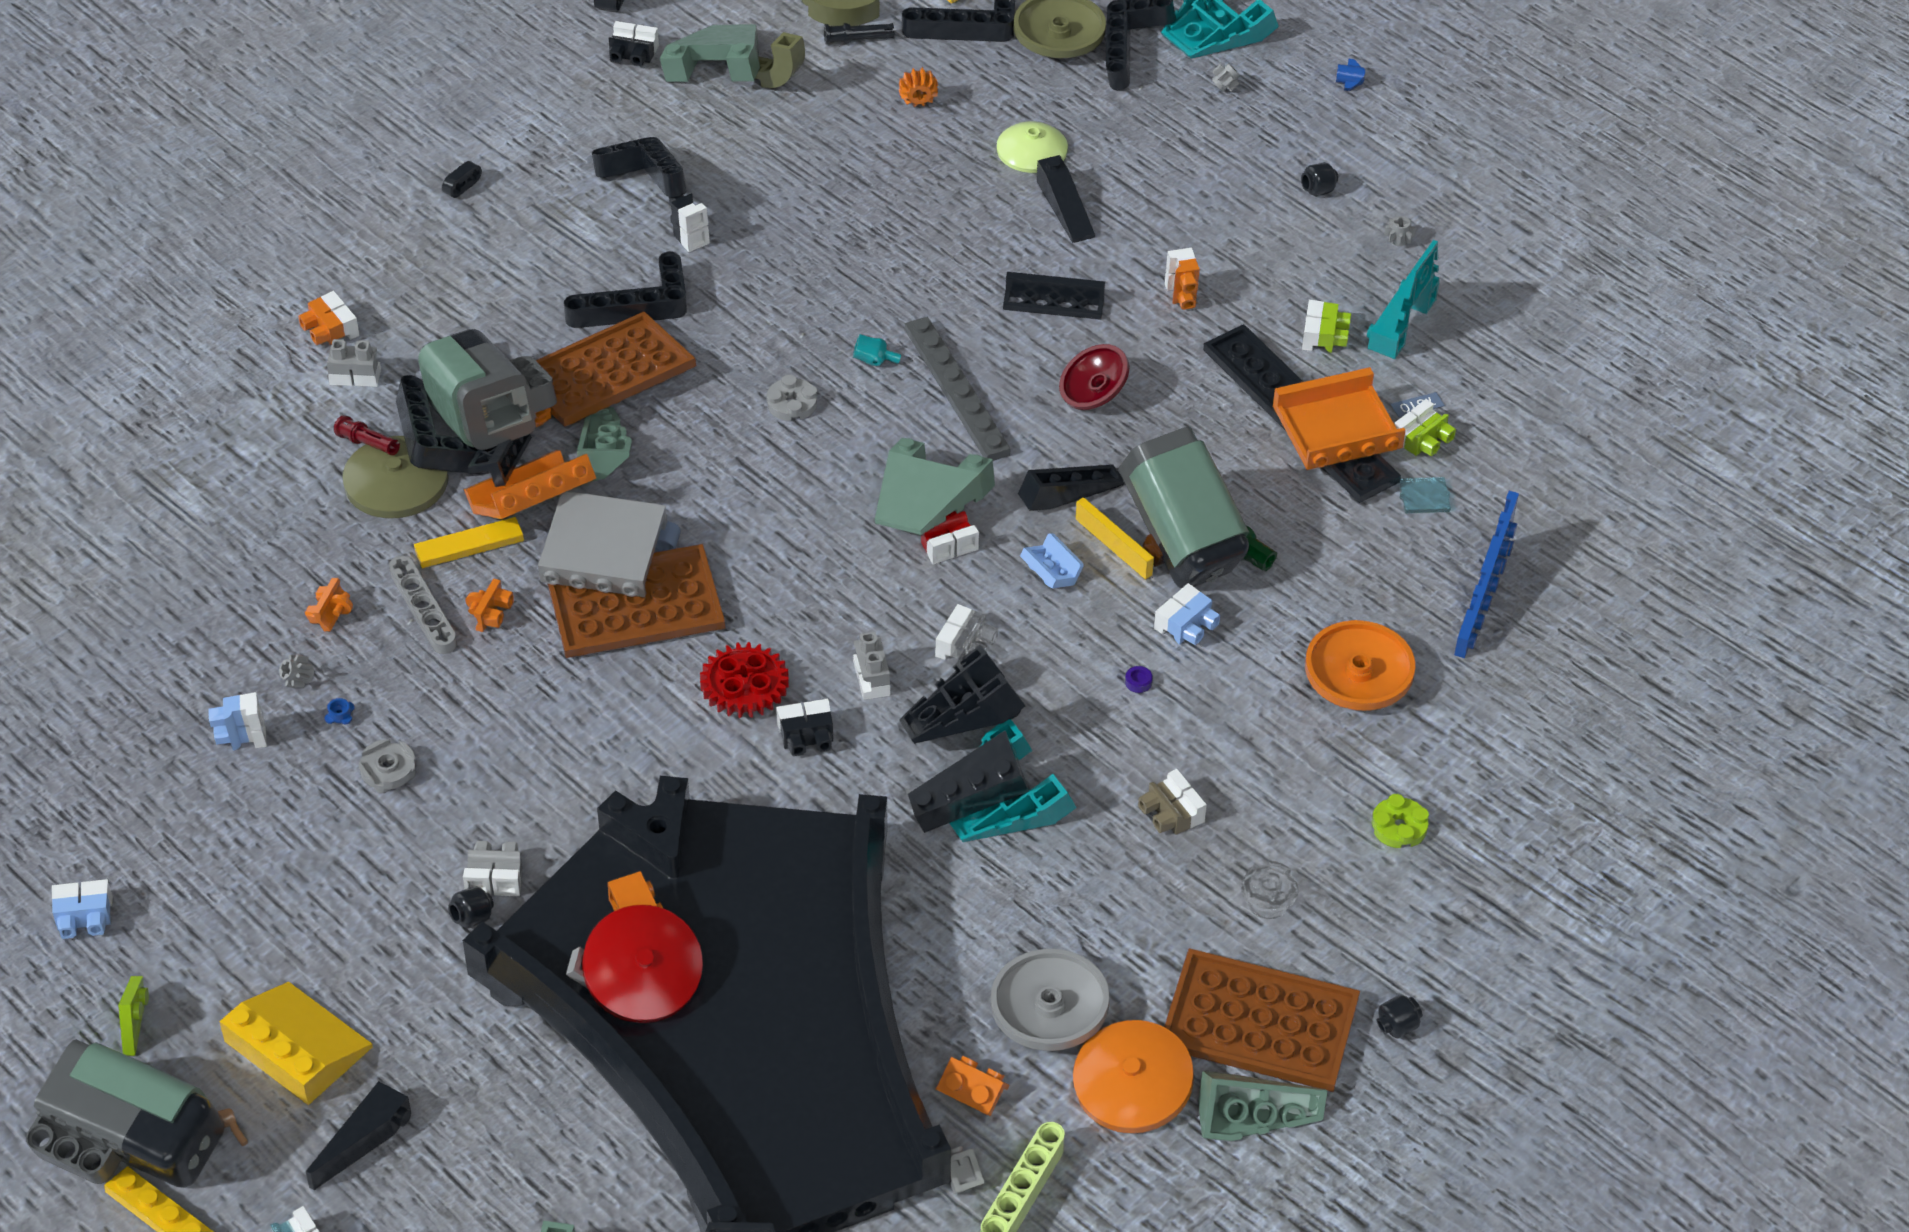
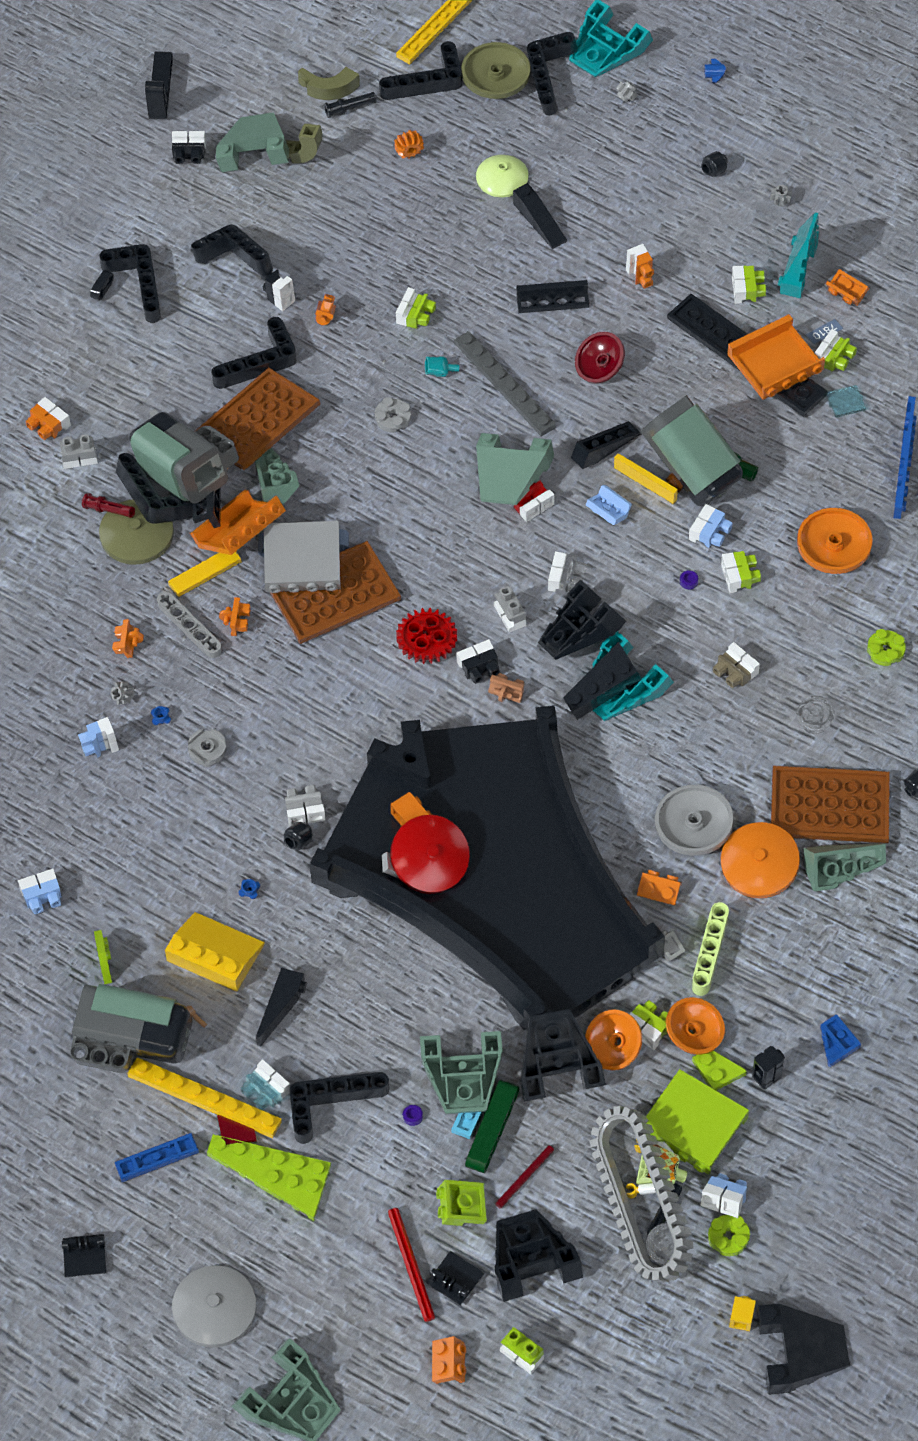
camera: 10 degrees left, 10 degrees up
(375, 959) = (249, 883): none -> blue plate
(522, 160) = (137, 258): none -> black beam
(743, 257) = (325, 310): none -> orange hips
(834, 770) = (505, 688): none -> nougat hips
(861, 278) = (412, 309): none -> lime hips
(1210, 678) = (737, 572): none -> hips
(1463, 355) = (847, 287): none -> orange bracket

